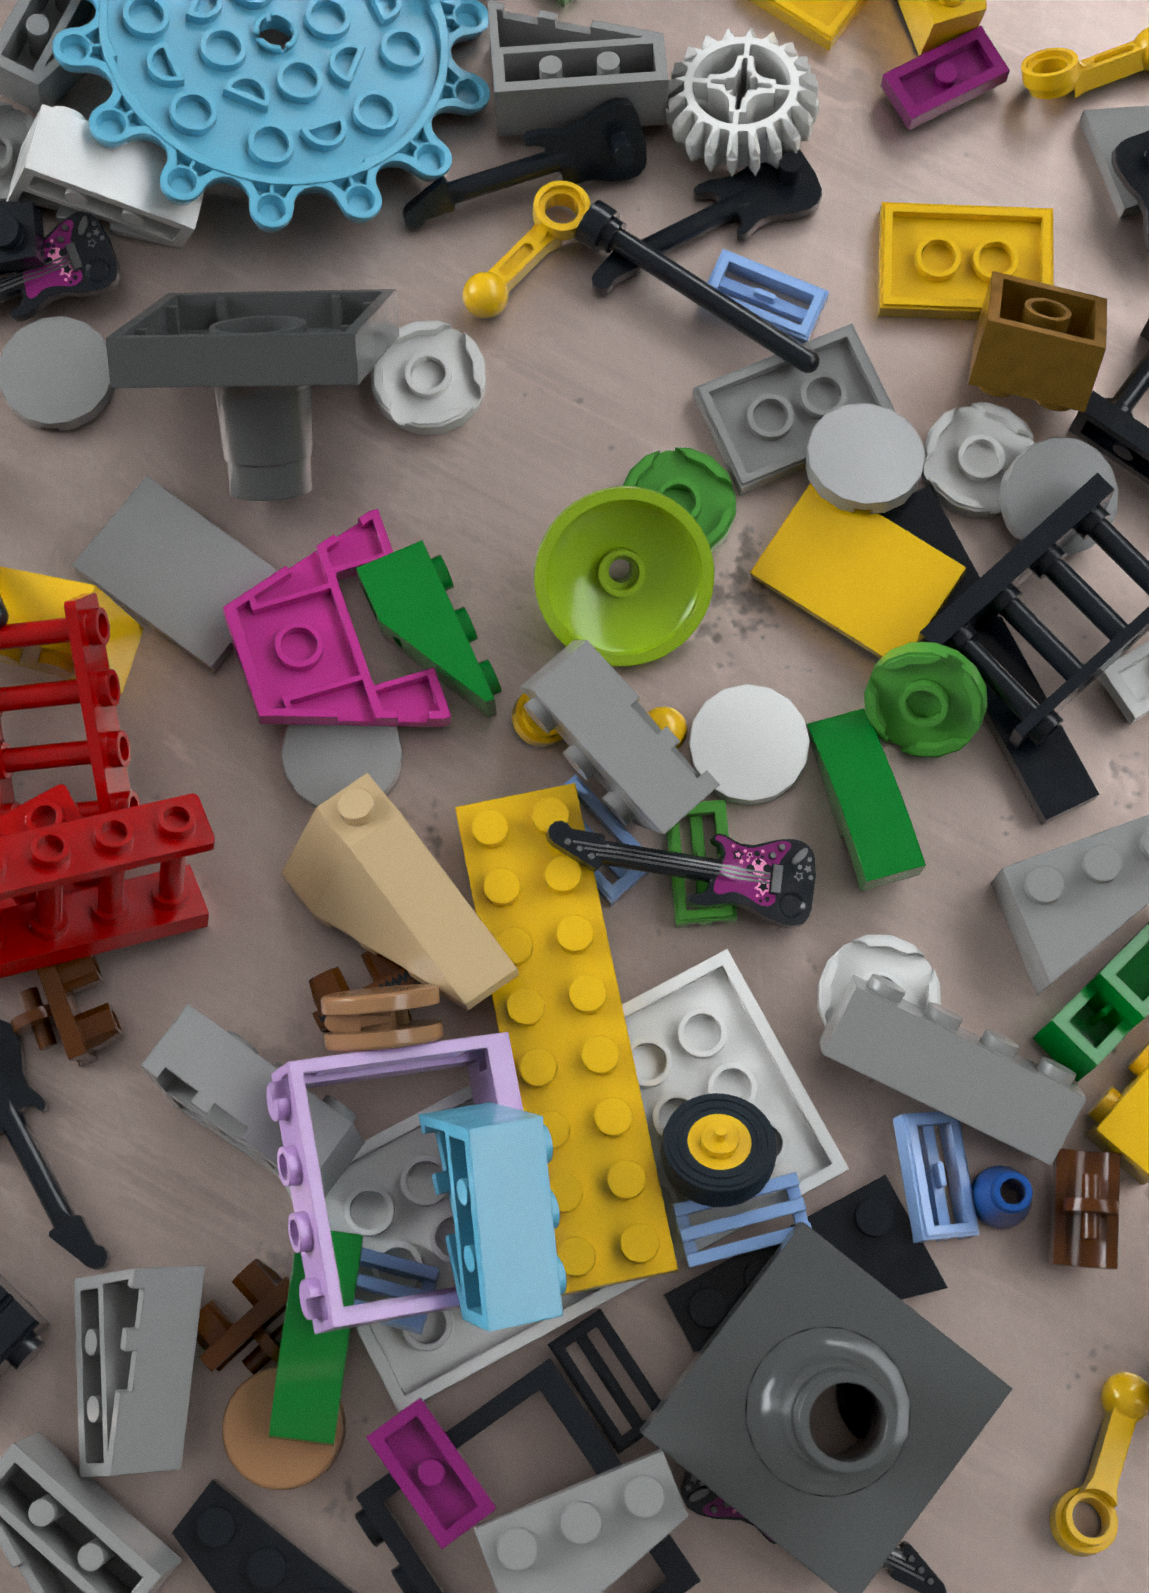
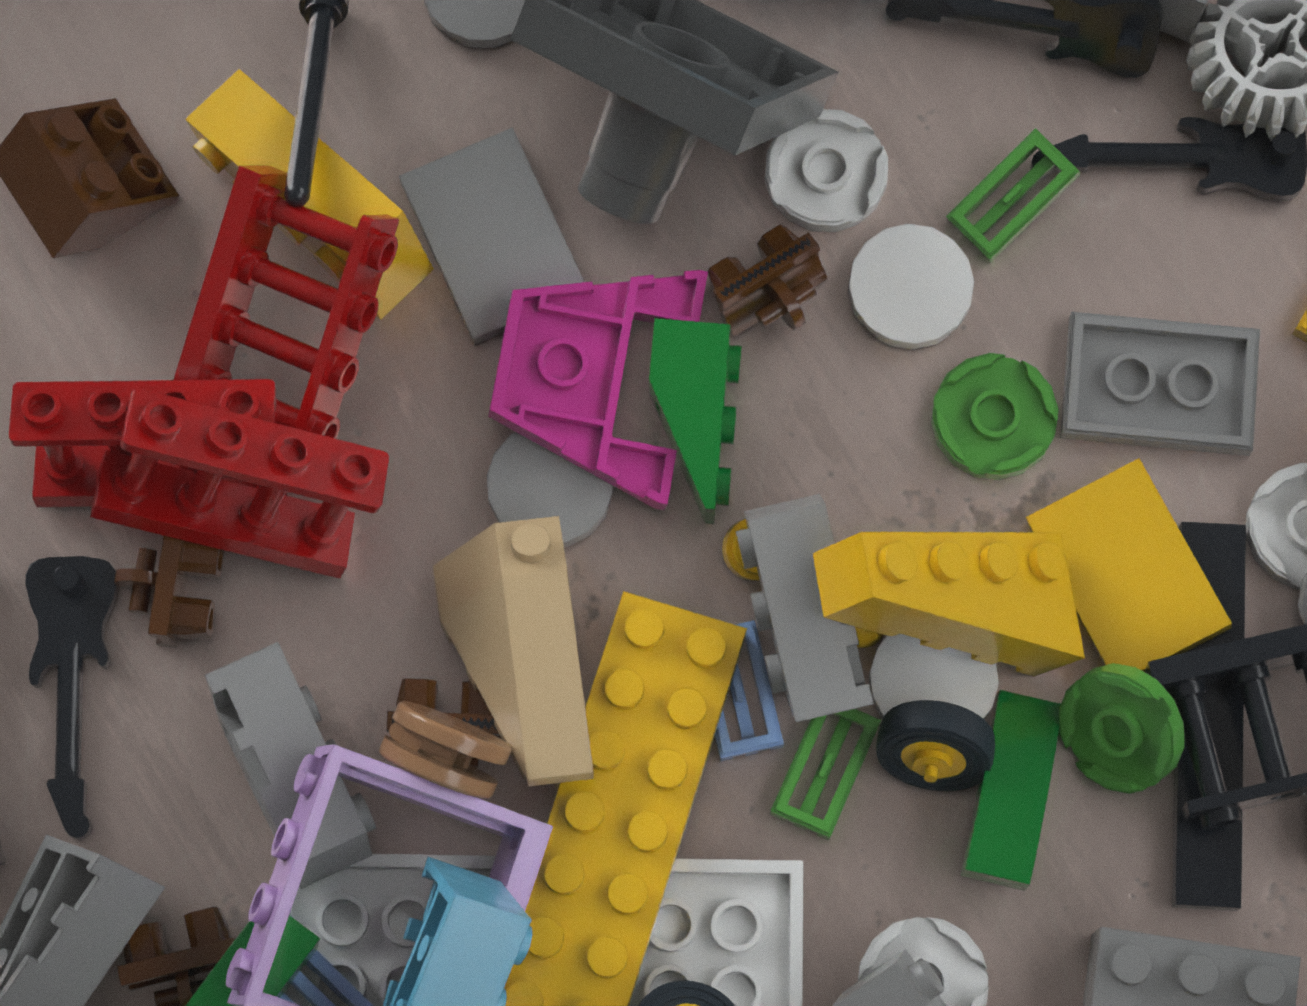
camera: 30 degrees right, 0 degrees up
(438, 493) = (772, 286): none -> reddish brown hips
(487, 292) = (925, 118): yellow piece -> none
(550, 435) = (911, 286): none -> white tile
(579, 365) = (1030, 212): none -> bright green tile
(605, 231) = (1070, 117): black piece -> none
(648, 608) = (871, 486): lime dish -> none
(734, 656) = (967, 591): none -> yellow wedge
(766, 878) = (876, 815): black piece -> none
(774, 280) = (1172, 276): light blue tile -> none
(783, 794) = (935, 745): none -> black wheel
(864, 458) = (1194, 466): light grey tile -> none

